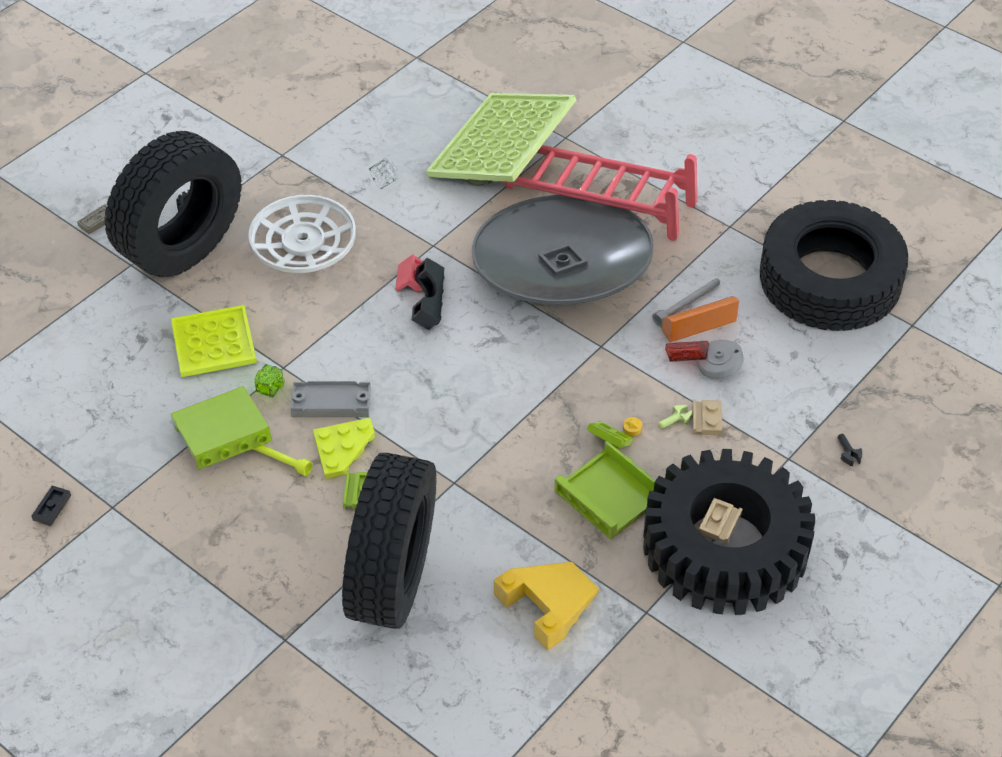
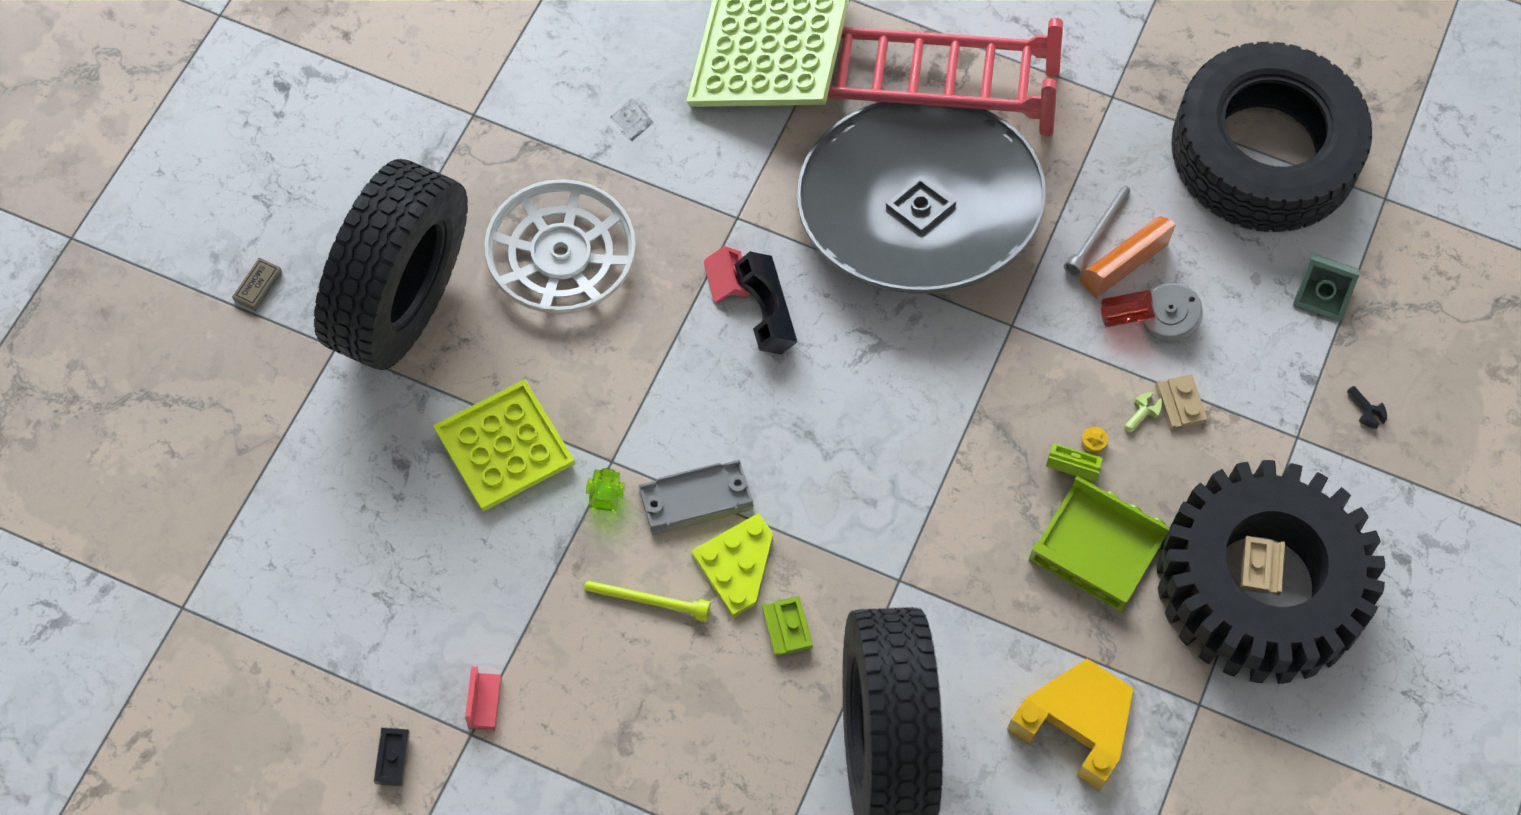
camera: 20 degrees left, 15 degrees up
(127, 485) = (482, 700): none -> coral panel
(221, 427) = (573, 580): lime panel -> none
(843, 367) = (1326, 286): none -> sand green slope

